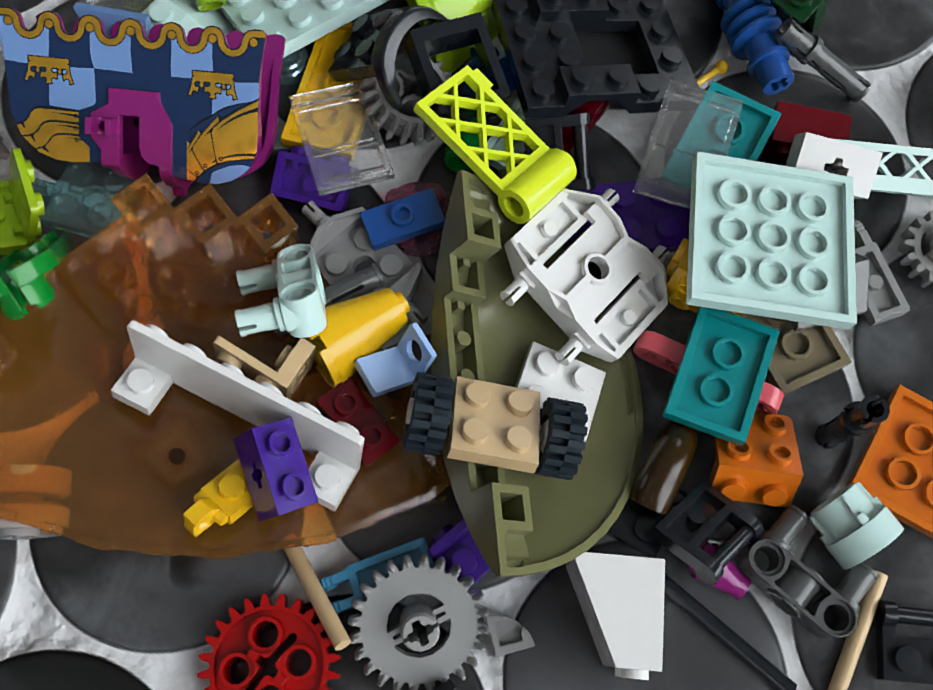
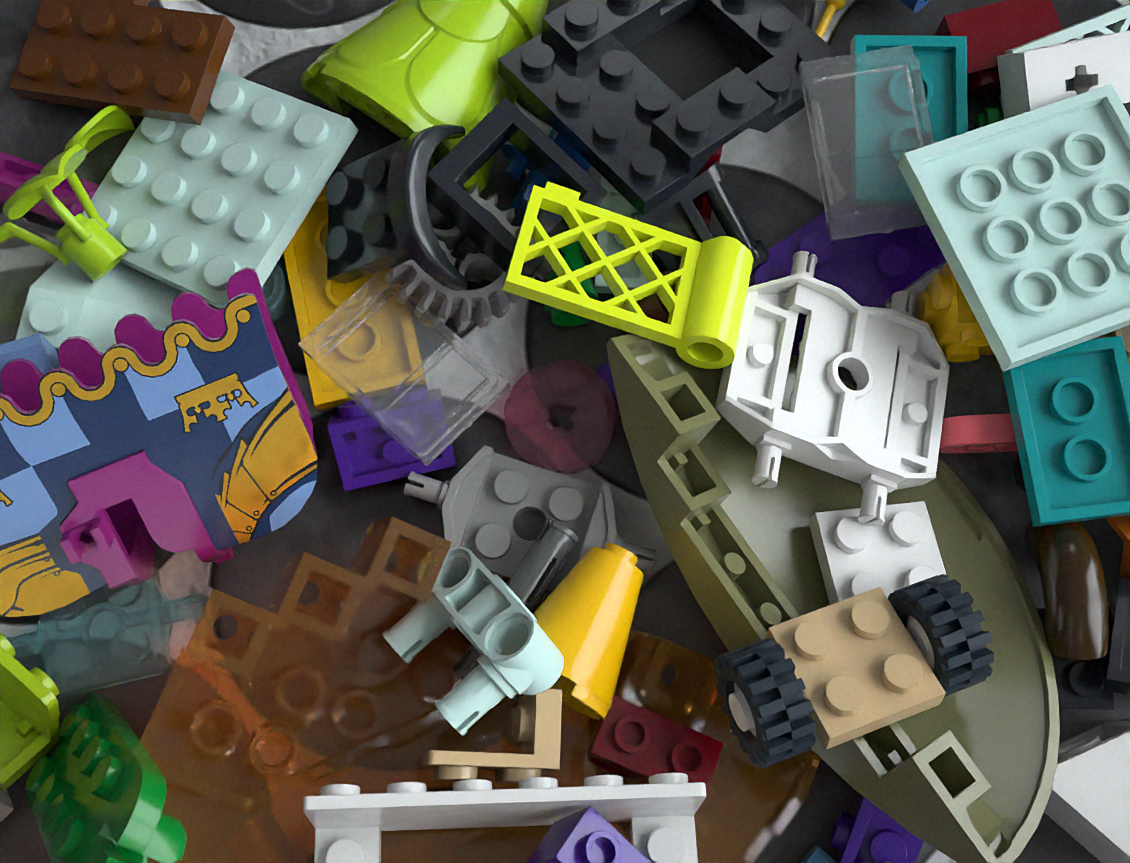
camera: 25 degrees left, 5 degrees up
(396, 366) = (668, 647): light blue bracket -> none
(402, 219) = (549, 434): blue plate -> none

